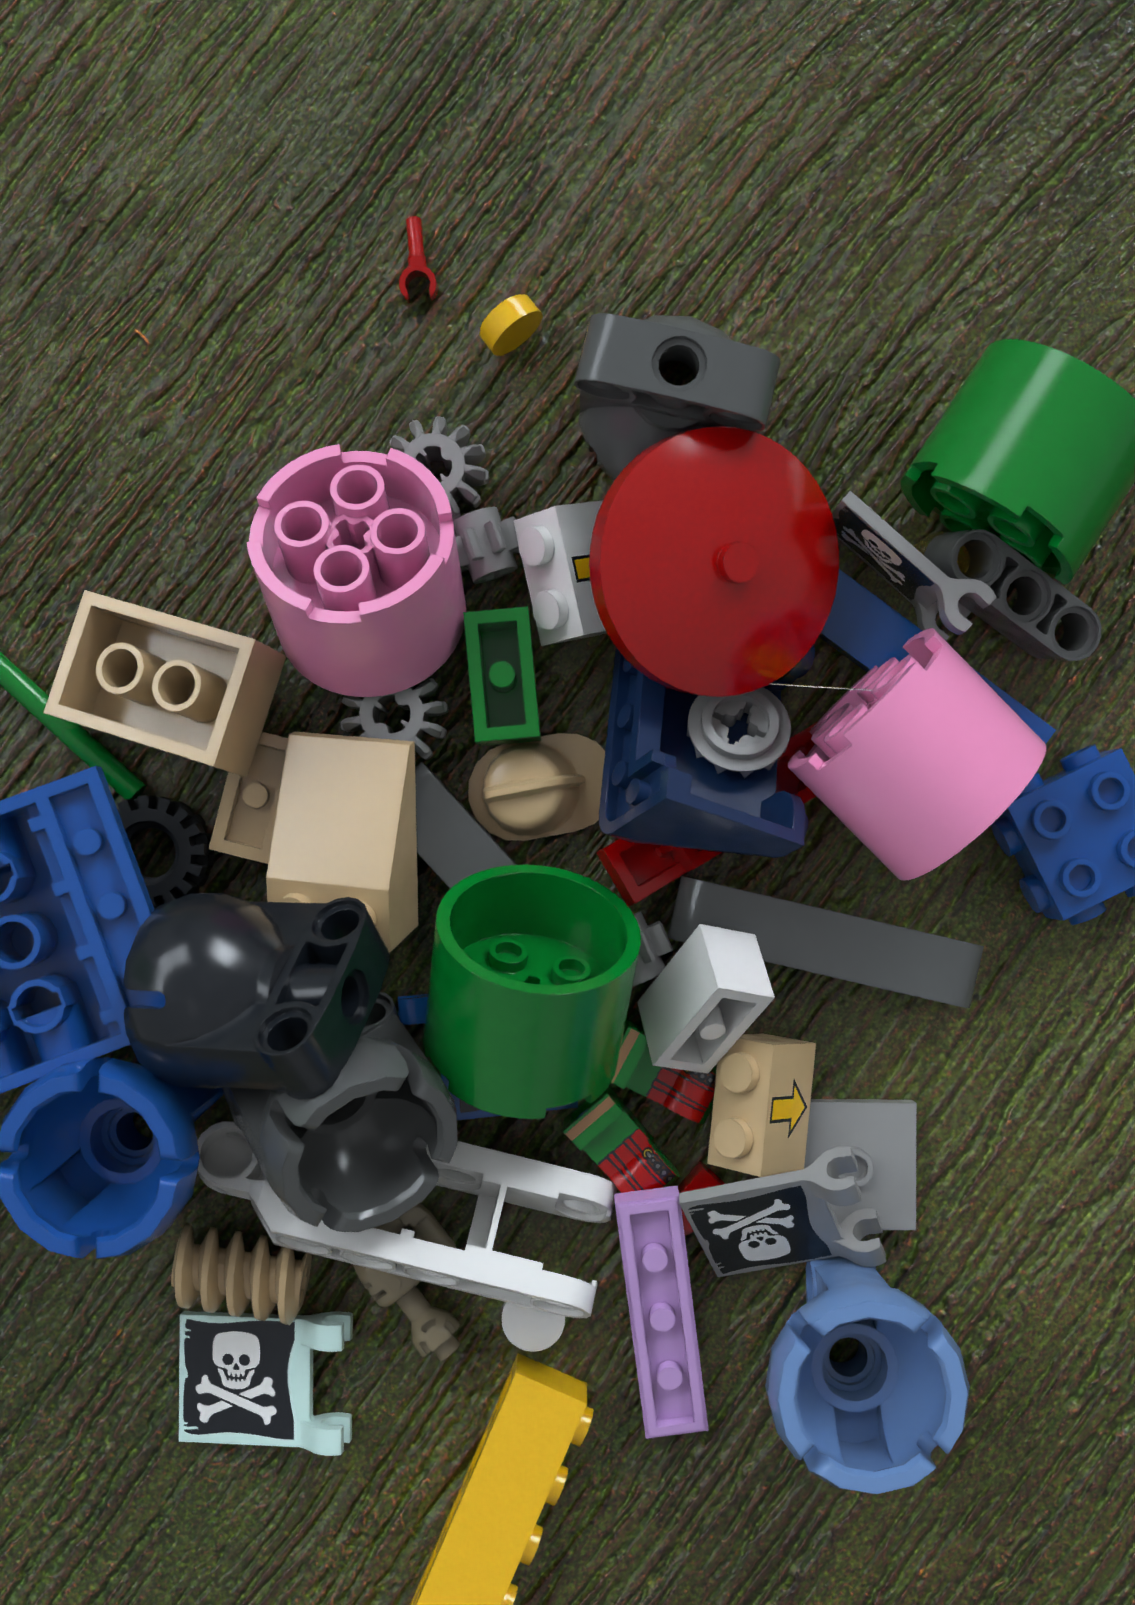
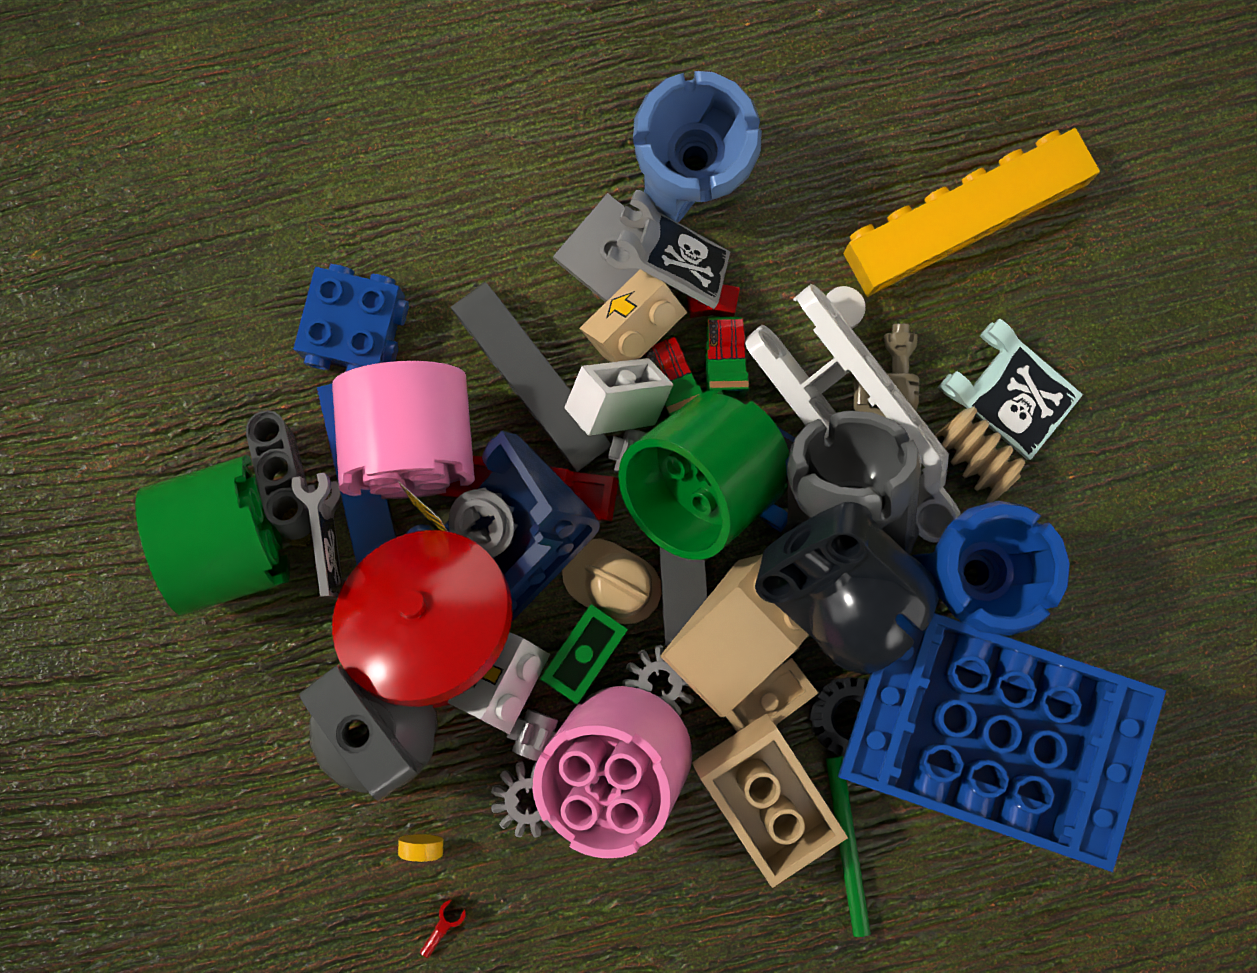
camera: 145 degrees left, 5 degrees down
(661, 1311) = (773, 257): lavender tile -> none

